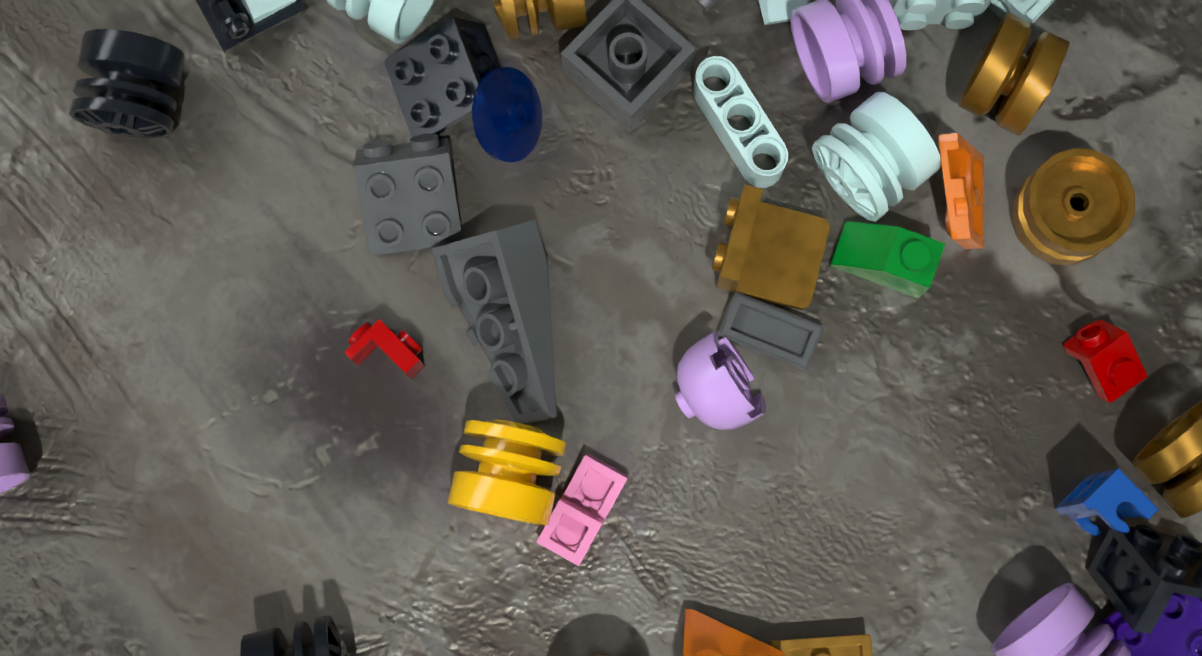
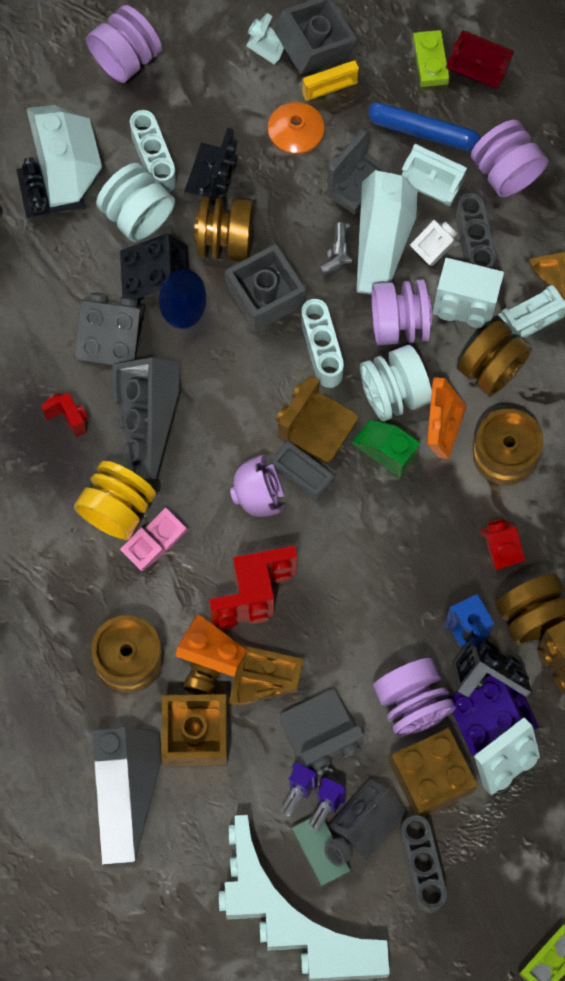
camera: 15 degrees right, 10 degrees down
(765, 552) = (254, 591): none -> red bracket

